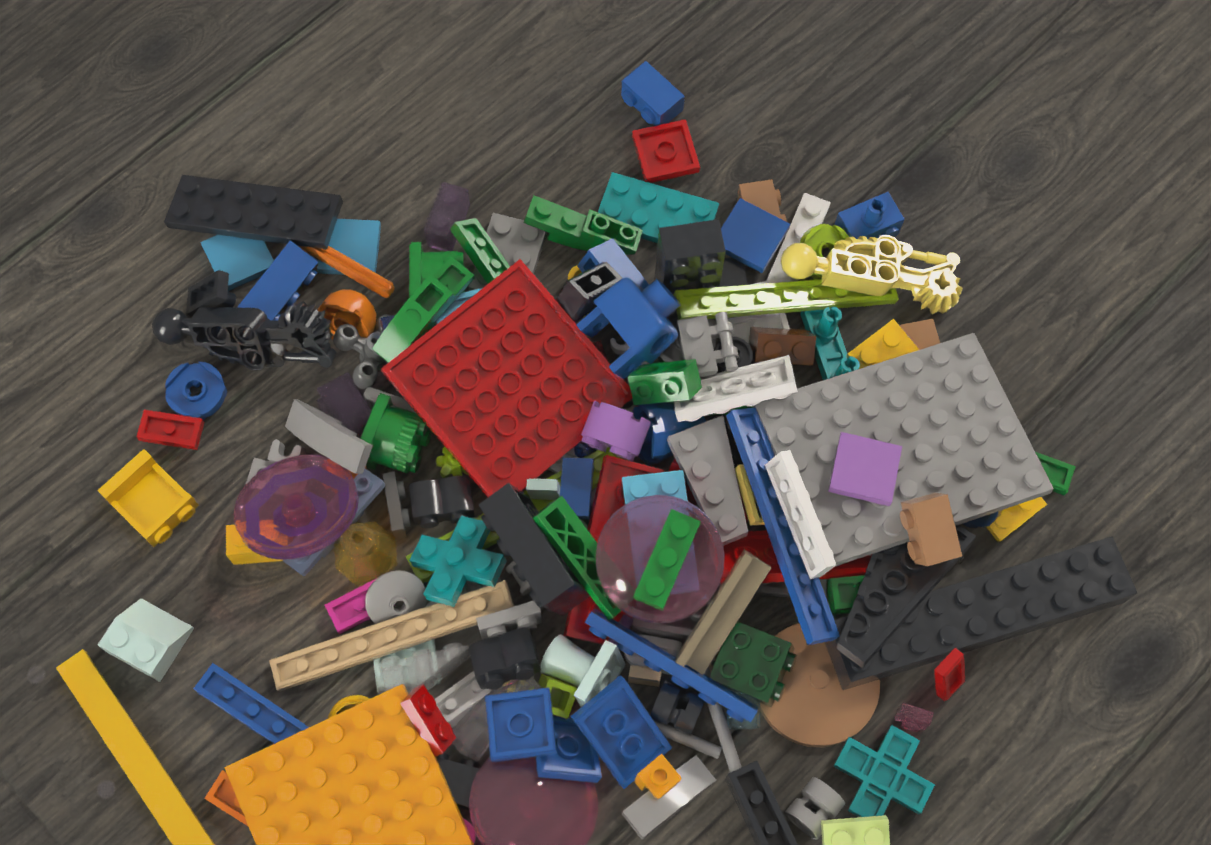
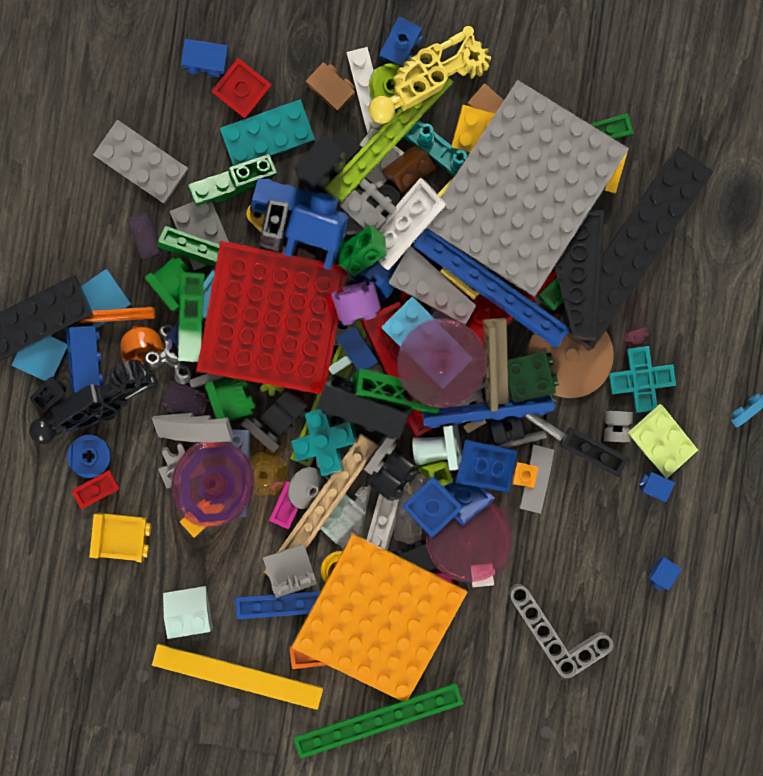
camera: 40 degrees left, 20 degrees up
(298, 678) = (289, 570): none -> light grey hinge
(428, 719) = (380, 541): red plate -> none
(504, 149) = (141, 161): none -> light grey plate
(666, 559) = (447, 362): green plate -> none
(752, 235) = (339, 111): blue tile -> none
(800, 514) = (500, 277): white plate -> none
(865, 469) = (517, 221): medium lavender tile -> none
(930, 529) = (578, 232): medium nougat brick -> none
(950, 674) = (641, 298): red tile -> none

